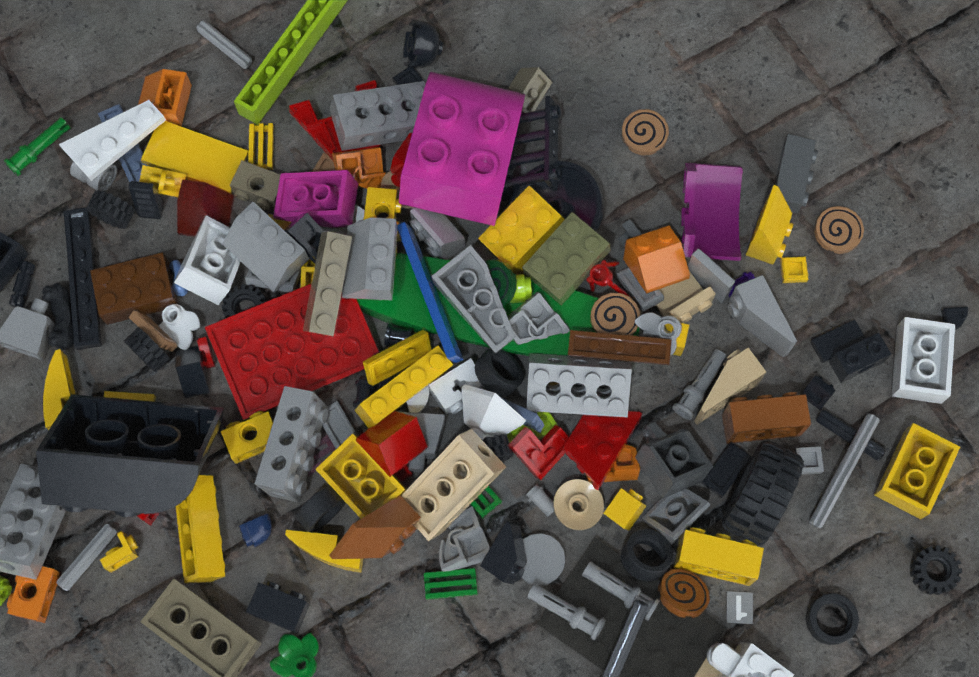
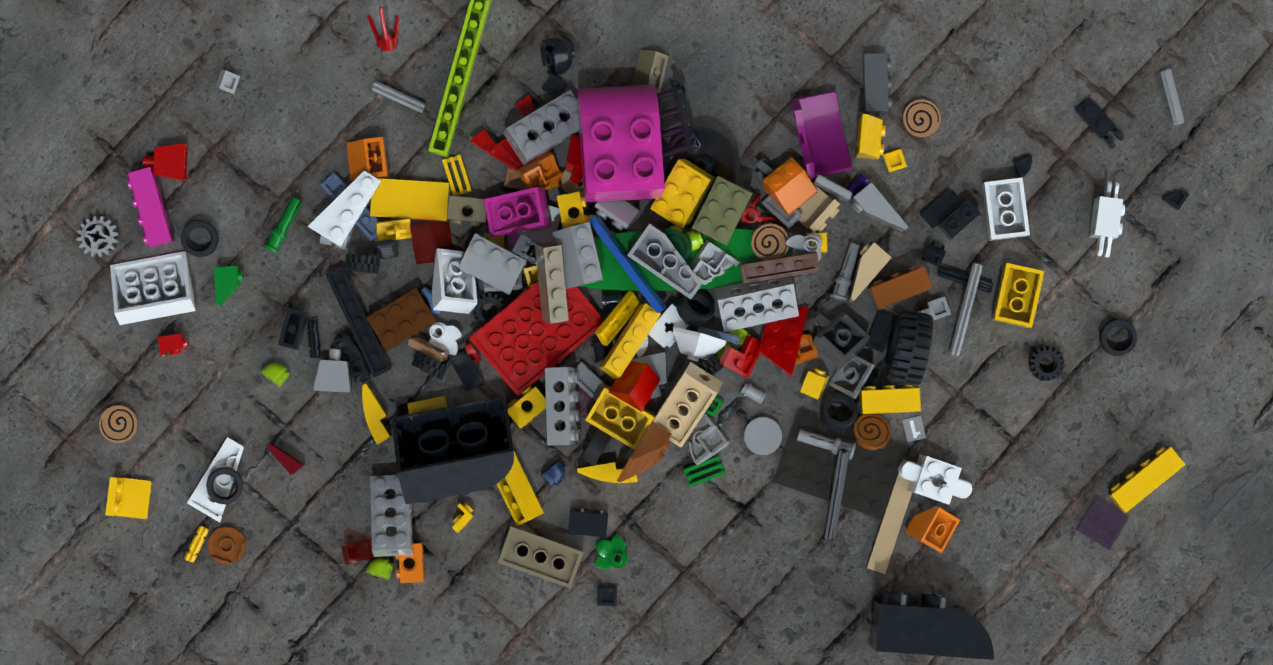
camera: 15 degrees left, 15 degrees up
(86, 557) = (438, 527): light grey axle -> none
(506, 555) = (739, 441): black slope -> none
(576, 616) = (801, 471): light grey pin -> none
(586, 496) = (789, 387): tan dish -> none
(645, 132) = (752, 78): medium nougat tile -> none
(846, 605) = (966, 419): black tyre -> none

